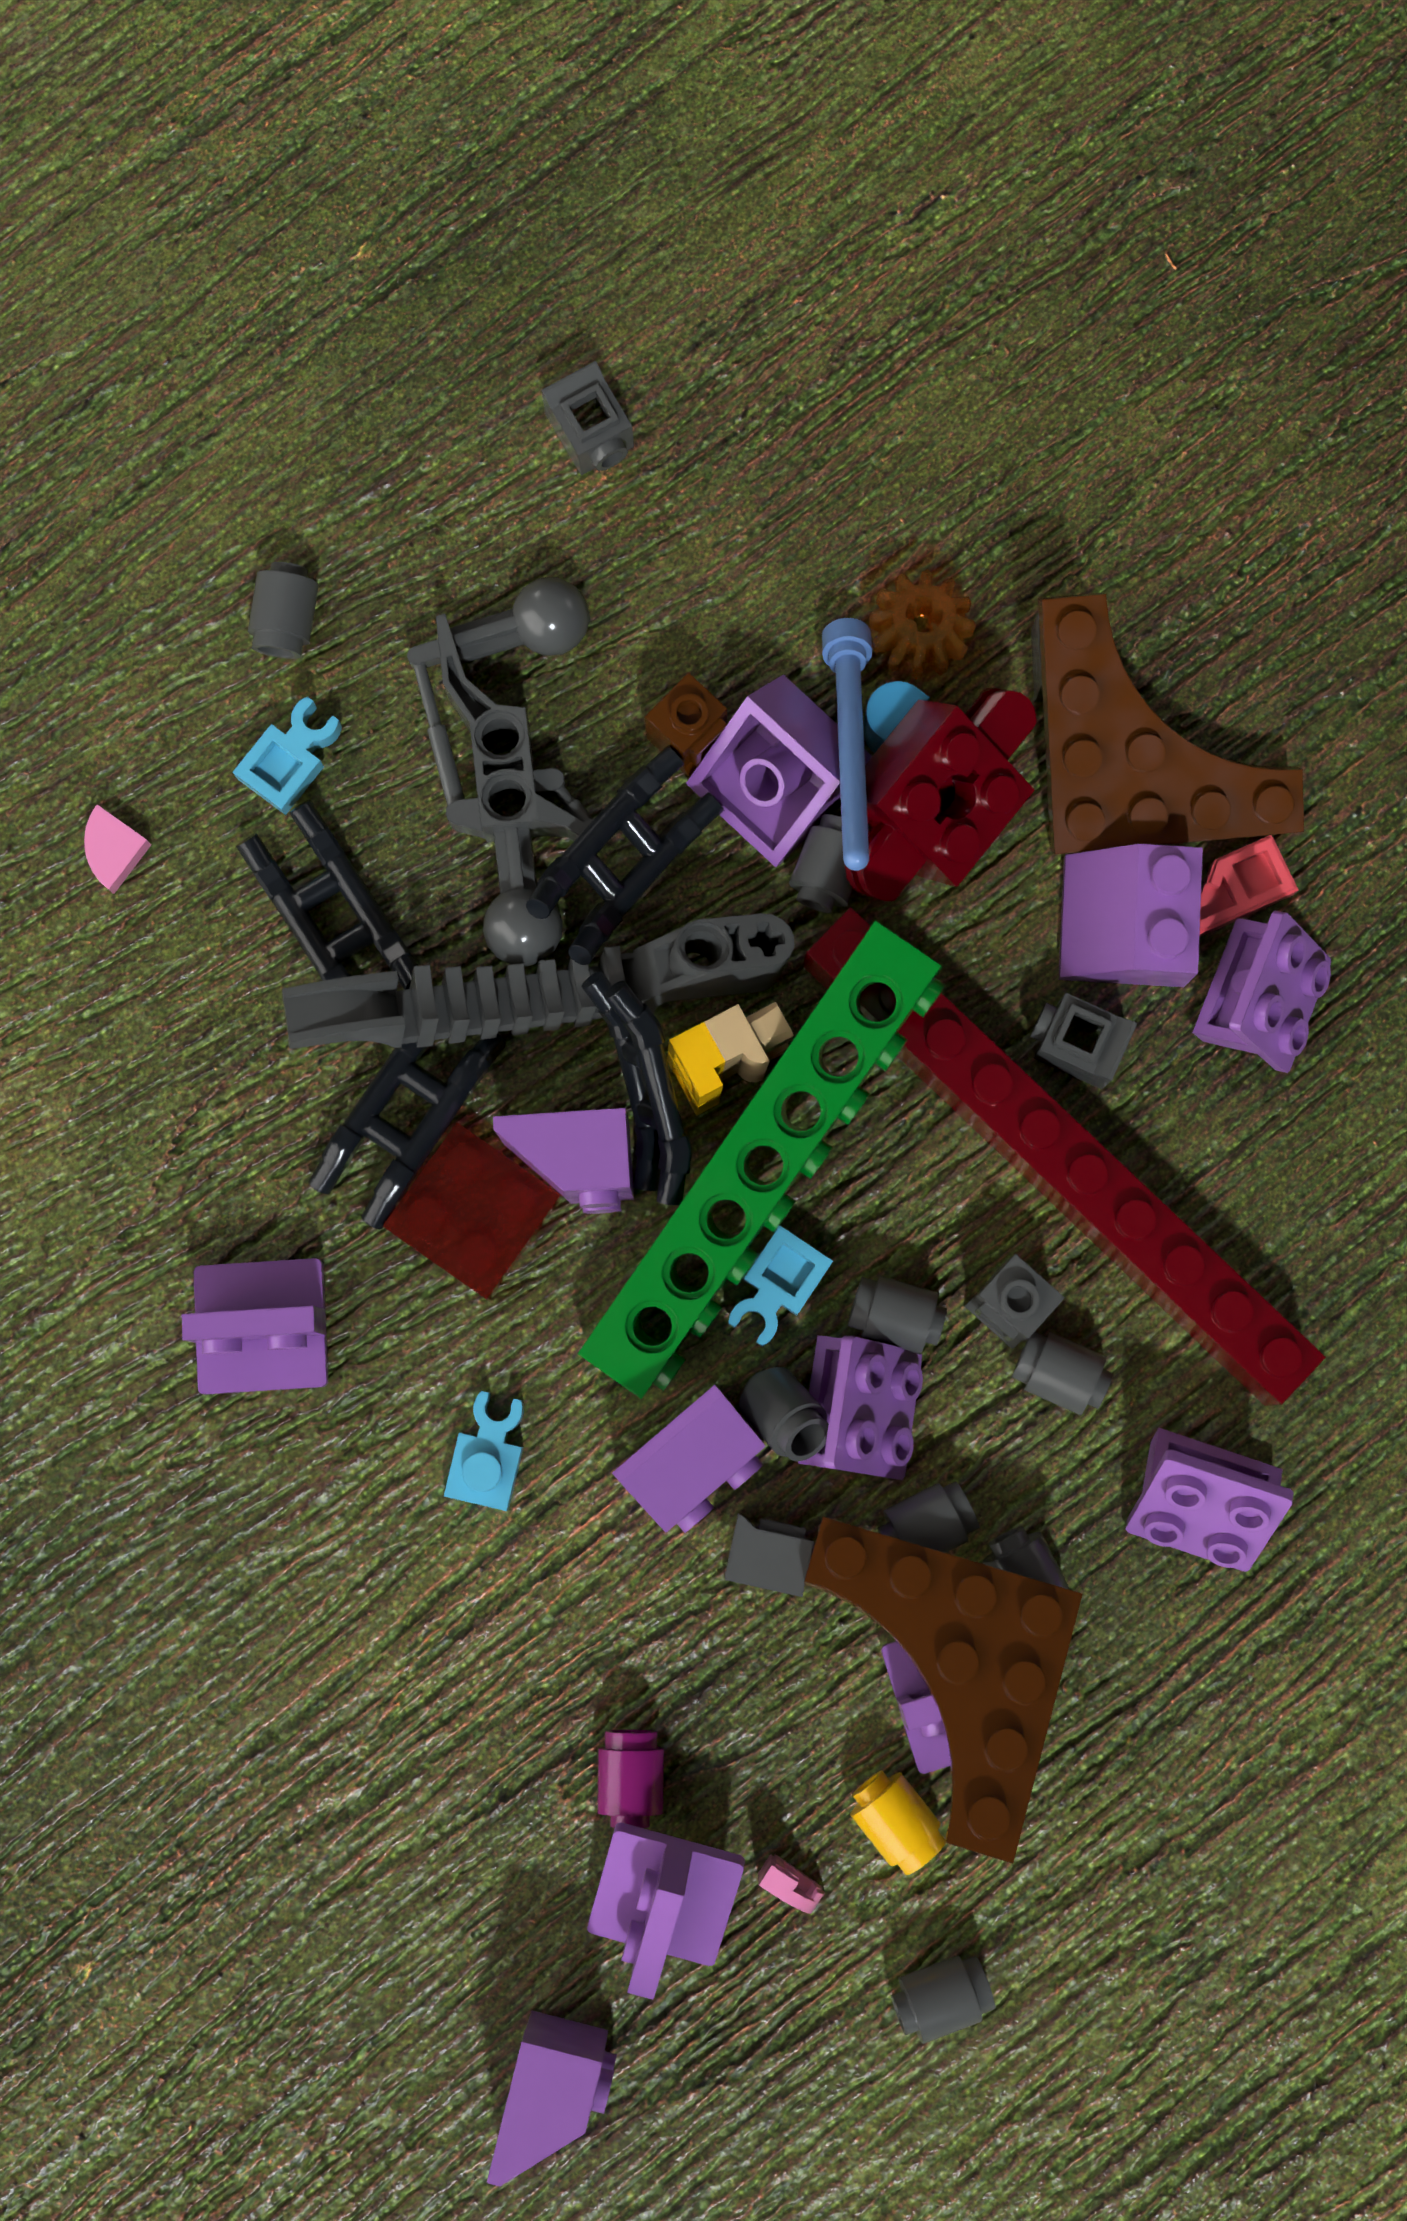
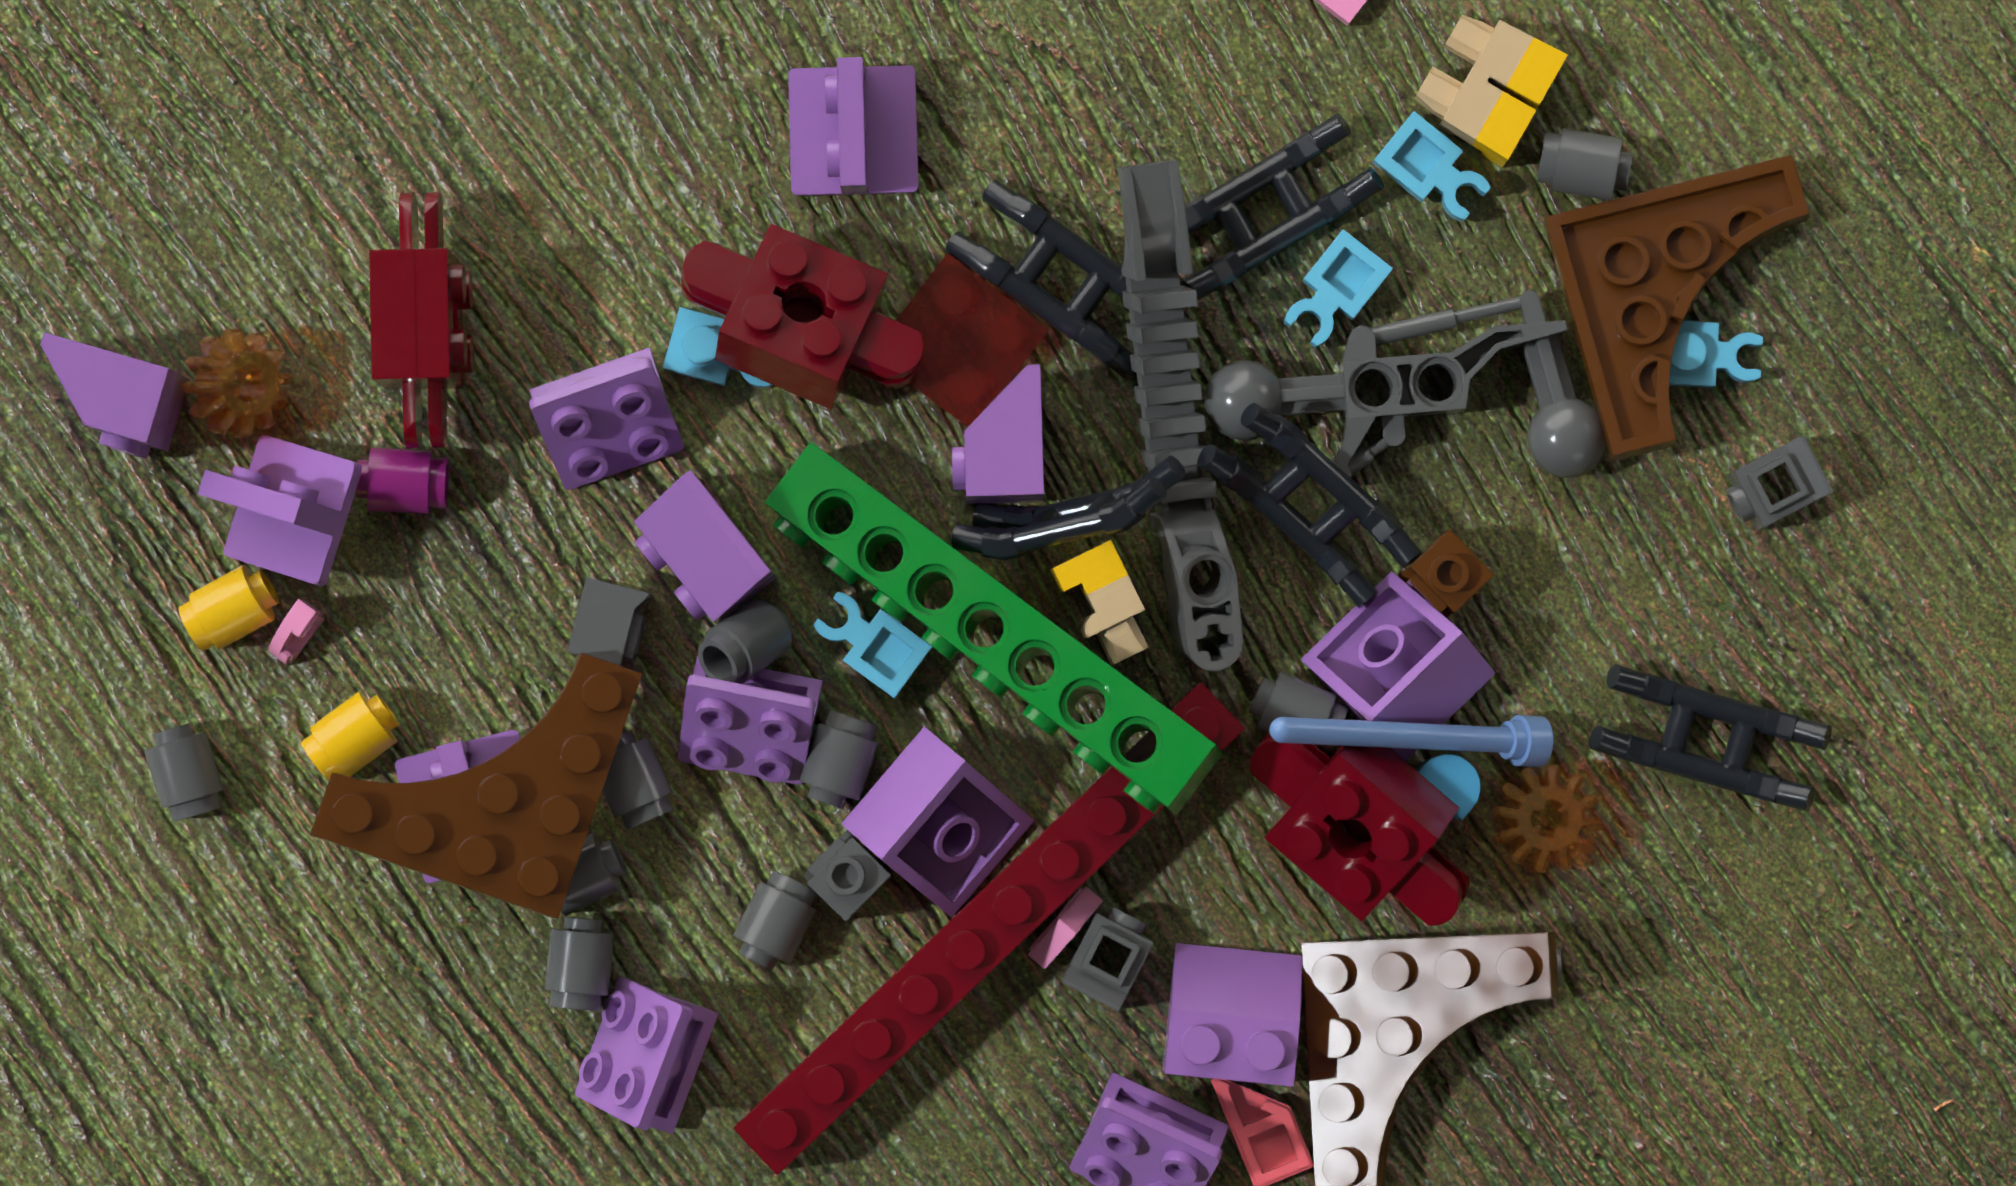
camera: 90 degrees right, 5 degrees up
(210, 691) = (1500, 91): none -> tan hips
(389, 556) = (1638, 269): none -> reddish brown plate
(404, 836) = (1342, 281): none -> medium azure plate
(462, 1769) = (419, 319): none -> dark red brick
(466, 507) = (1700, 354): none -> medium azure plate
(472, 1378) = (791, 338): none -> dark red brick
(551, 1977) = (223, 399): none -> clear orange gear
(560, 1567) = (606, 419): none -> medium lavender bracket
(769, 1958) = (229, 608): none -> yellow brick
(818, 446) = (1745, 721): none -> black piece
(954, 1214) = (937, 822): none -> medium lavender slope
(1056, 1083) = (1064, 926): none -> bright pink tile
(1119, 1571) = (579, 964): none -> dark grey brick

